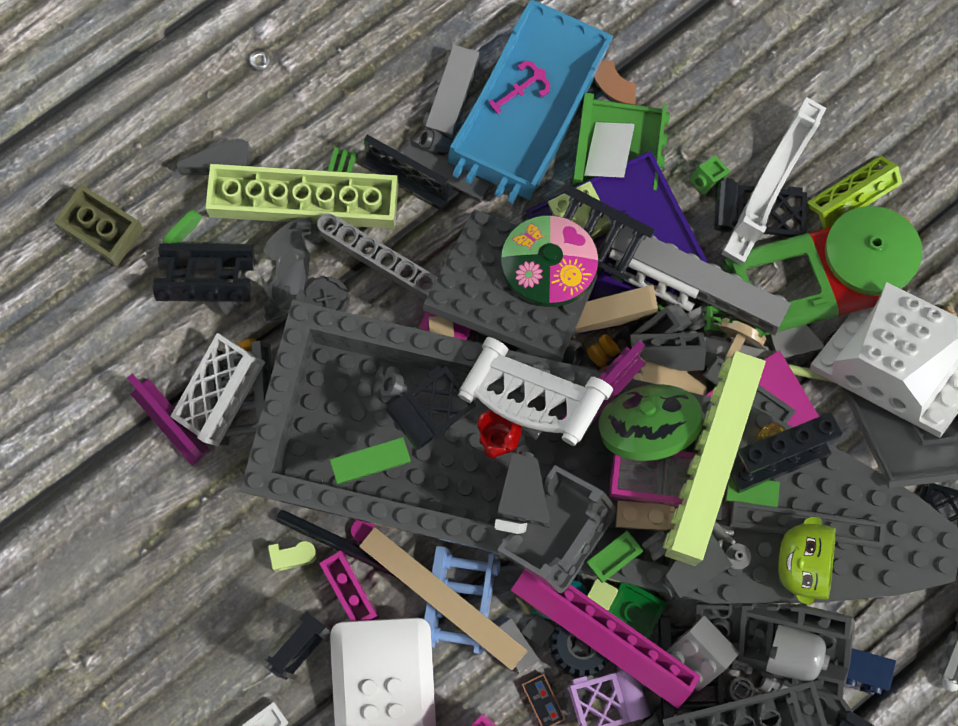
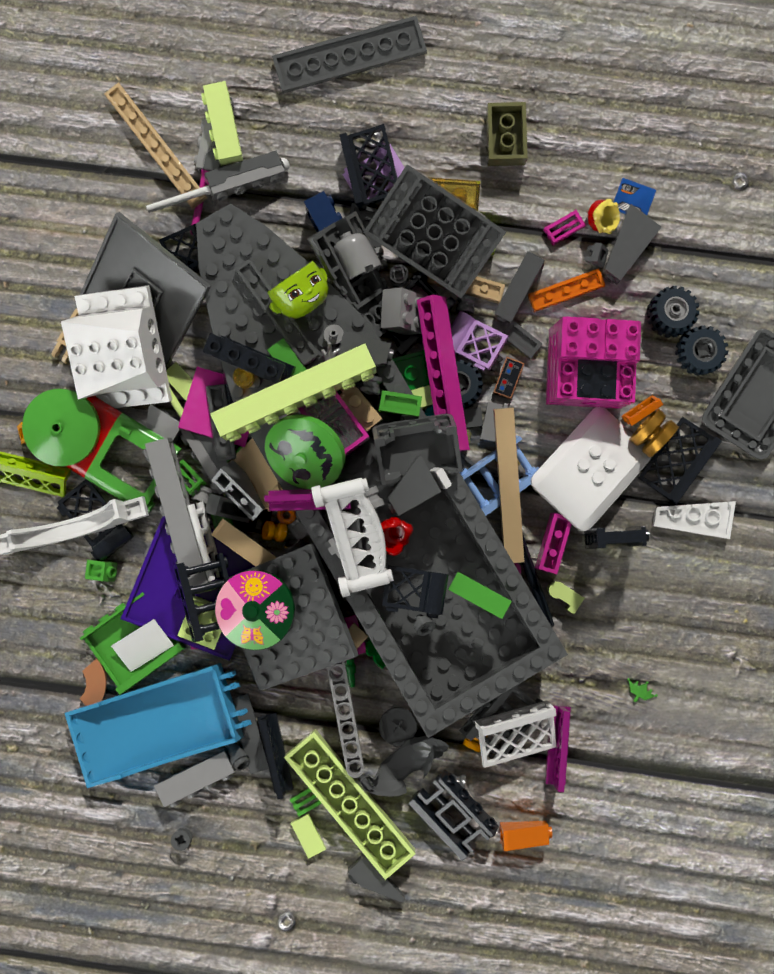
camera: 130 degrees left, 10 degrees up
(99, 225) = (486, 909): olive brick -> none
(125, 316) = (524, 834): none -> orange slope
(140, 542) = (640, 691): none -> bright green piece
(182, 227) = (437, 857): bright green tile -> none
(310, 140) = (308, 835): none -> yellowish green tile
(411, 42) = (185, 837): none -> dark grey wheel
(414, 304) = (351, 670): none -> green piece
(539, 75) = (132, 735): dark pink piece -> none
(550, 445) = (373, 496): none -> light grey wheel
(742, 334) = (196, 455): tan tile -> none
(825, 396) = (179, 379): none -> yellowish green tile

